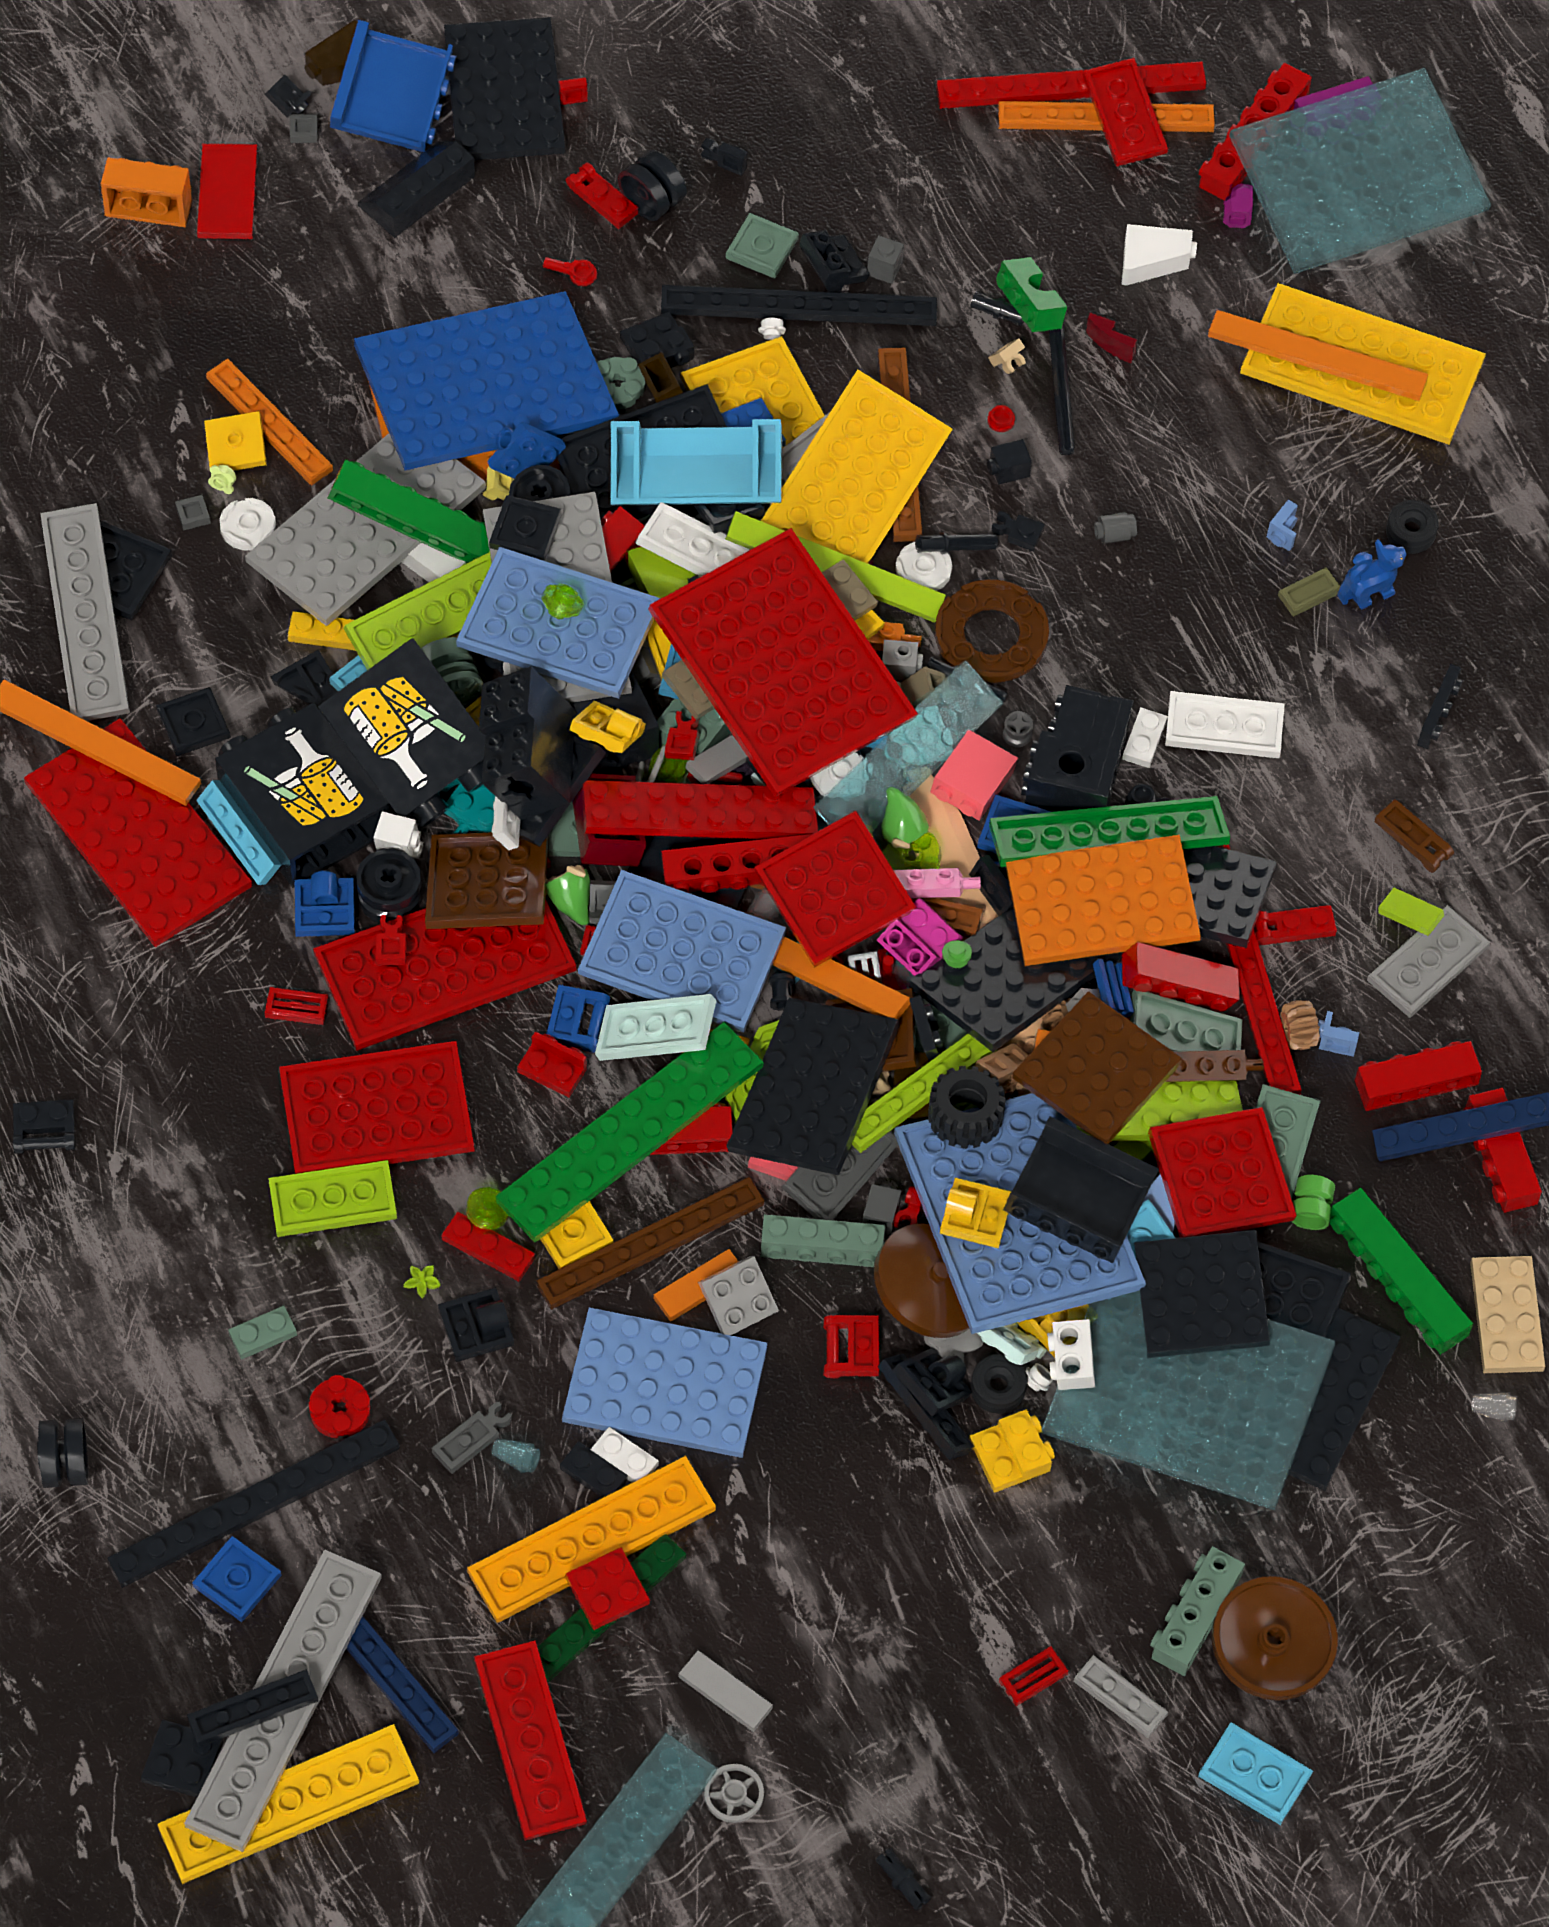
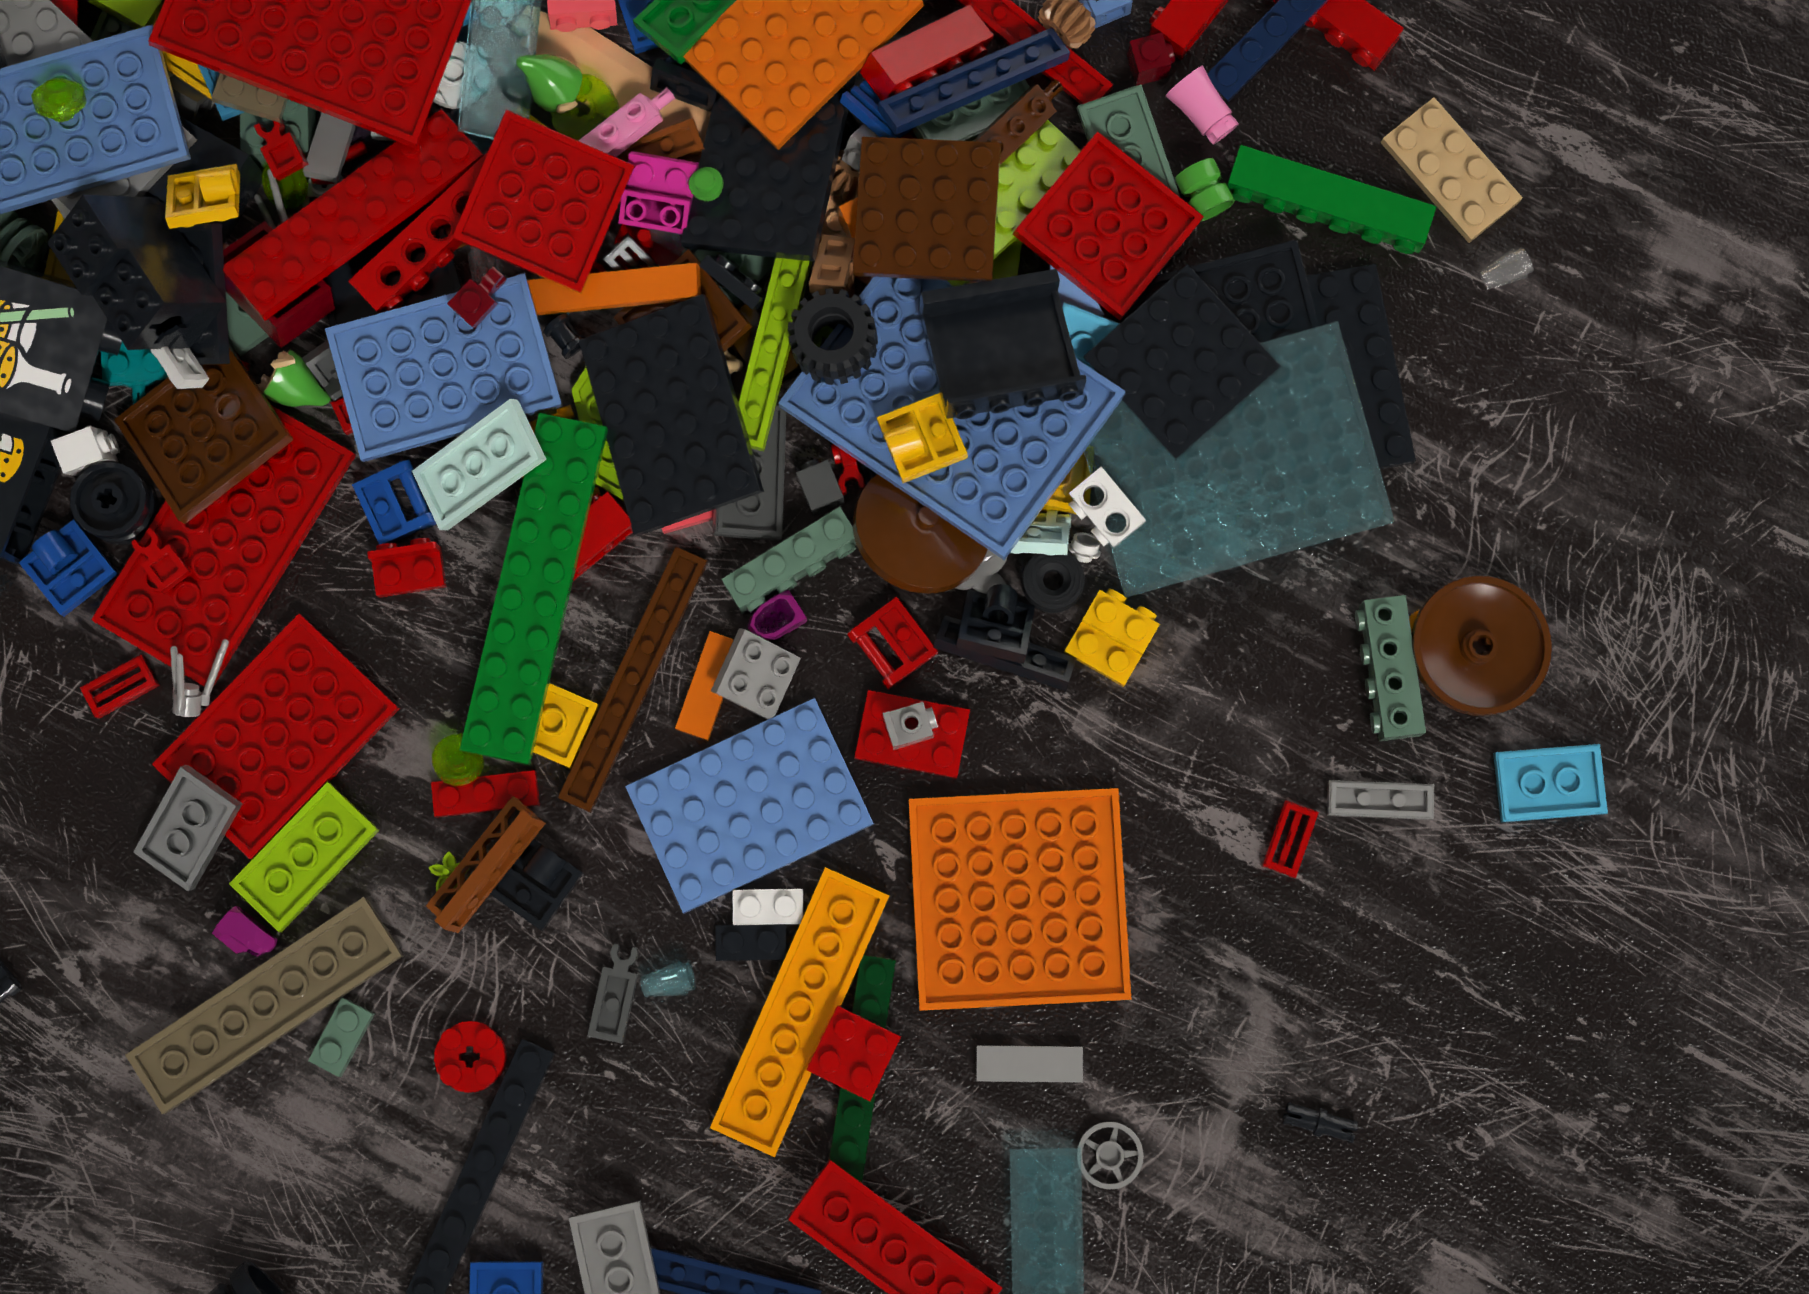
camera: 30 degrees left, 20 degrees up
(228, 1273) = (264, 1005): none -> dark tan plate
(252, 1216) = (244, 933): none -> magenta rock
(270, 1121) = (187, 827): none -> dark grey plate
(337, 1039) = (186, 696): none -> light grey plant
(452, 1287) = (490, 866): none -> dark orange fence
(737, 920) = (474, 301): none -> dark red plate
(783, 1270) = (777, 617): none -> rock
(805, 1576) = (1019, 899): none -> orange plate
(817, 1416) = (933, 756): none -> red plate
(819, 1410) = (902, 736): none -> light grey brick
(1199, 1014) = (973, 81): none -> dark blue plate
(1341, 1091) = (1150, 58): none -> dark red brick
(1355, 1146) = (1203, 105): none -> bright pink plant

